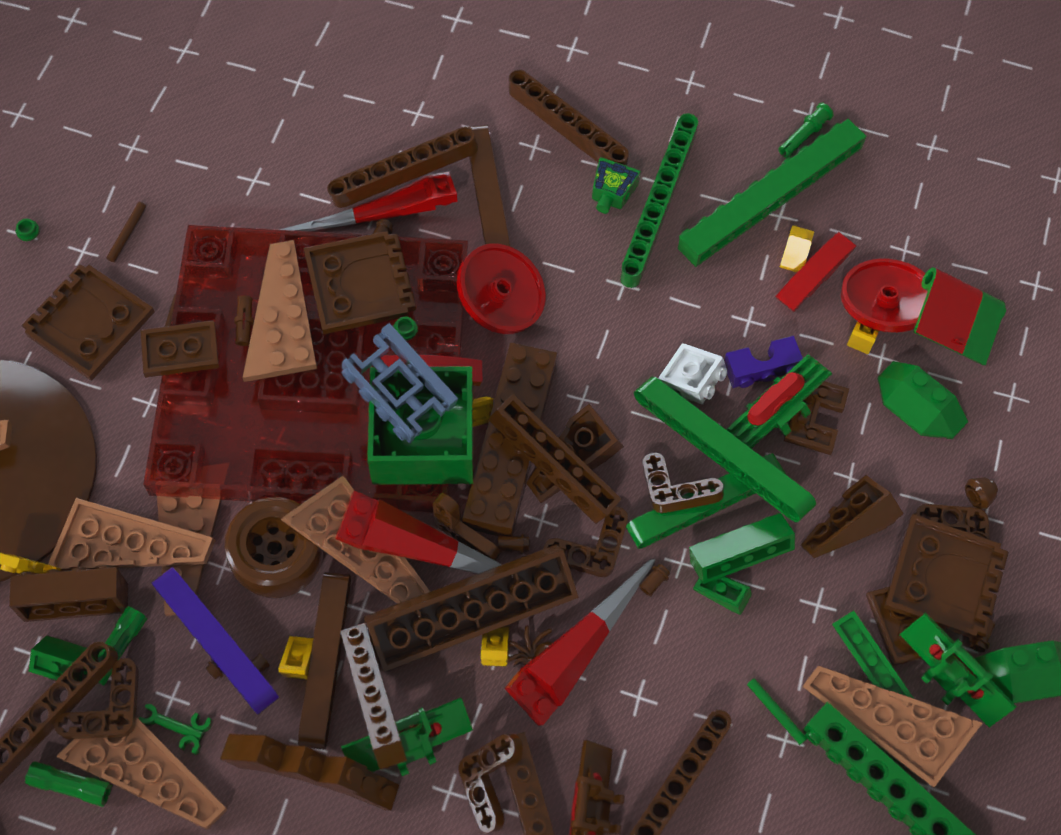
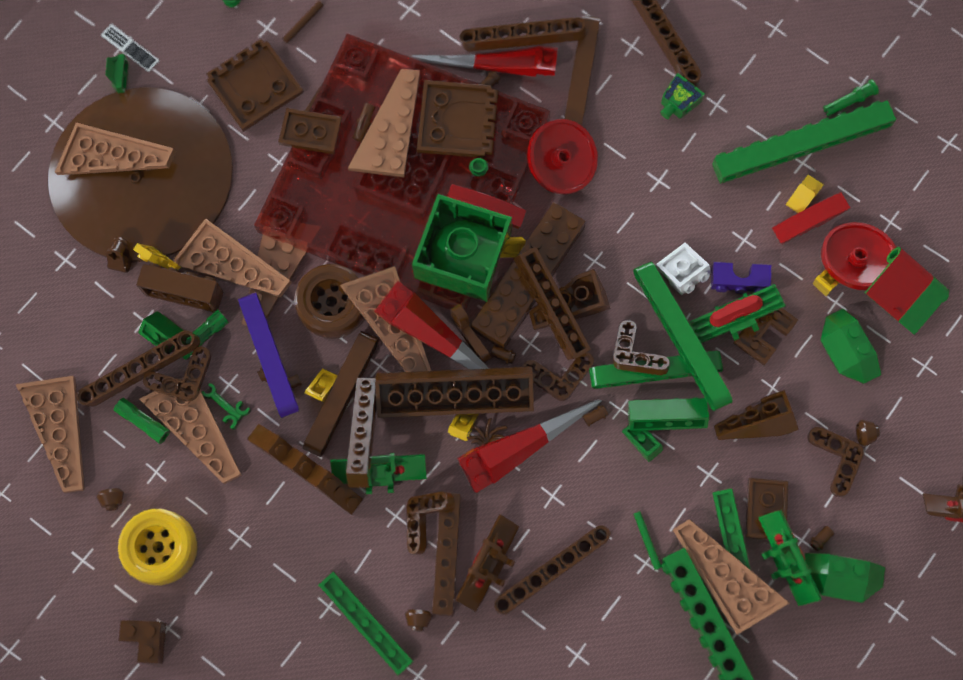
camera: 25 degrees right, 10 degrees up
(414, 371) = (466, 208): sand blue fence -> none
(683, 135) = (708, 127): green beam -> none
(947, 577) = (811, 487): reddish brown hinge -> none

